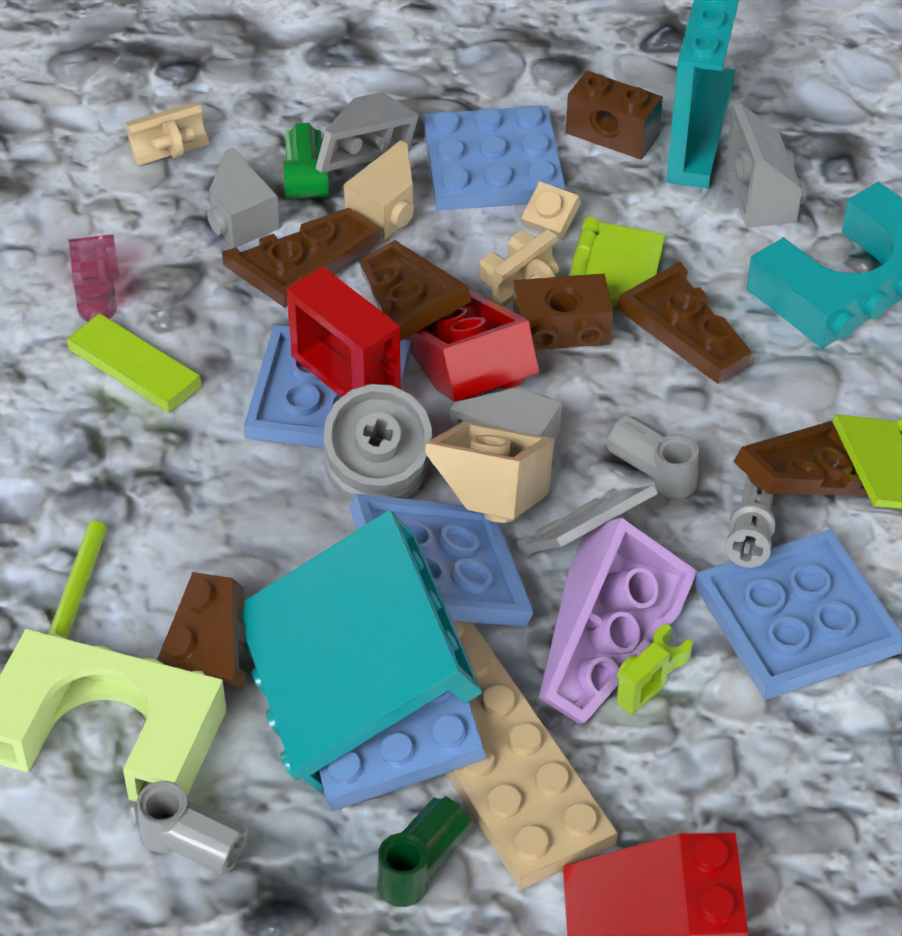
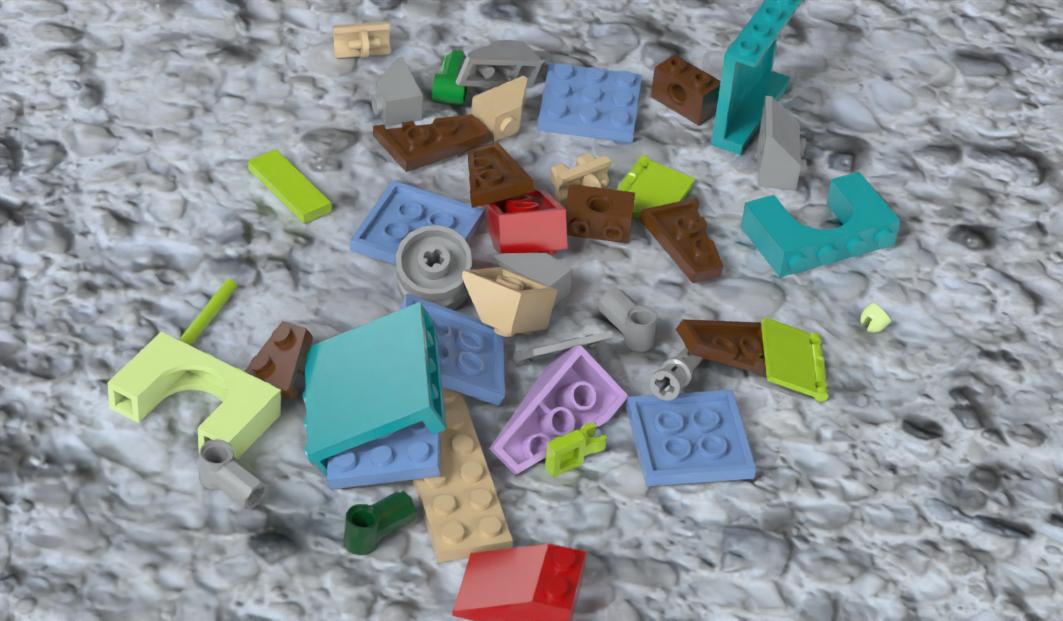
camera: 10 degrees right, 5 degrees down
(92, 271) = (279, 117): clear pink leg -> none
(328, 306) = (431, 190): red window -> none
(551, 209) = (617, 145): tan plate -> none

